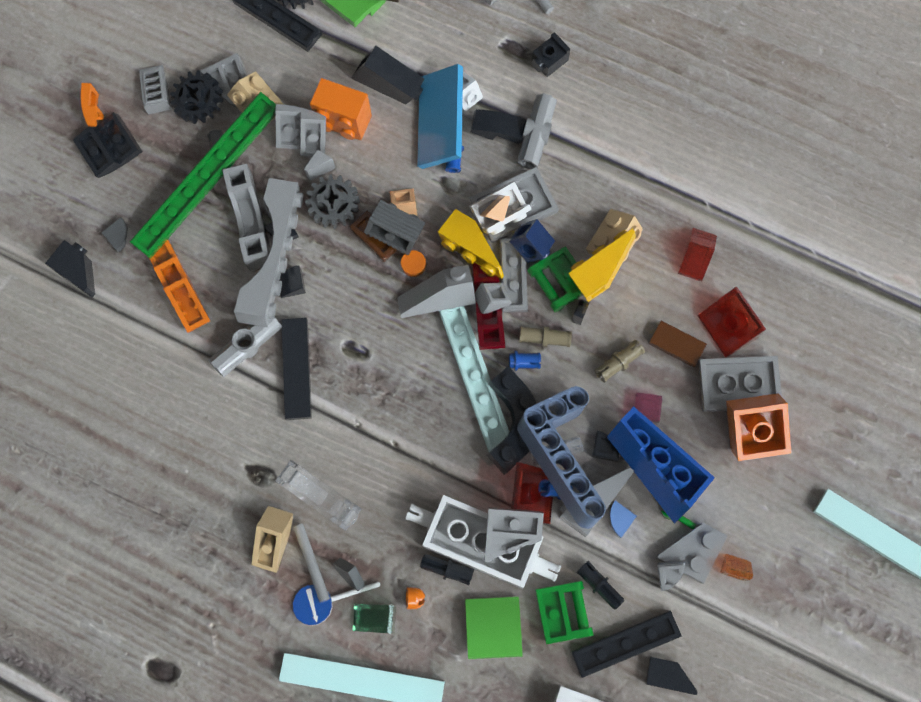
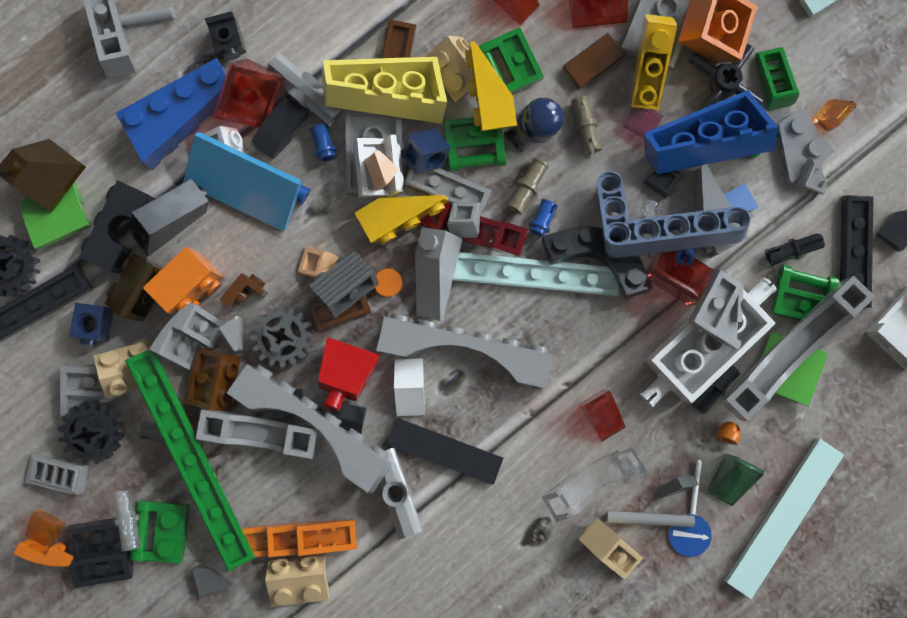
camera: 75 degrees left, 10 degrees up
(110, 98) = (44, 528): none -> clear orange slope
(139, 151) = (126, 520): none -> clear pin
(143, 299) = (297, 580): none -> tan bracket
(144, 188) = (169, 531): none -> green plate
(275, 163) = (211, 379): none -> reddish brown bracket
(280, 51) = (81, 317): none -> dark blue brick
(309, 73) = (127, 294): none -> dark brown slope
(324, 259) = (345, 372): none -> red torso
(335, 316) = (409, 387): none -> white slope
(344, 41) = (102, 245): none -> black arch
(355, 153) = (238, 292): none -> reddish brown bracket
(381, 482) = (603, 414): none -> clear red slope
(393, 396) = (523, 364): none -> light grey arch
(469, 43) = (172, 112): none -> blue wedge
(503, 162) = (323, 143): none -> blue pin
(510, 617) = (771, 371): none -> light grey arch
(511, 88) = (248, 93): none -> clear red slope
(567, 186) = (386, 87): none -> light yellow wedge
(604, 321) = (541, 119): none -> dark blue helmet
(606, 186) = (398, 39): none -> reddish brown tile
(646, 282) = (516, 57): none -> green plate
(698, 386) = (653, 61): none -> yellow slope
(724, 453) = (718, 73): none -> black bar
(729, 513) = (779, 95): none -> green slope

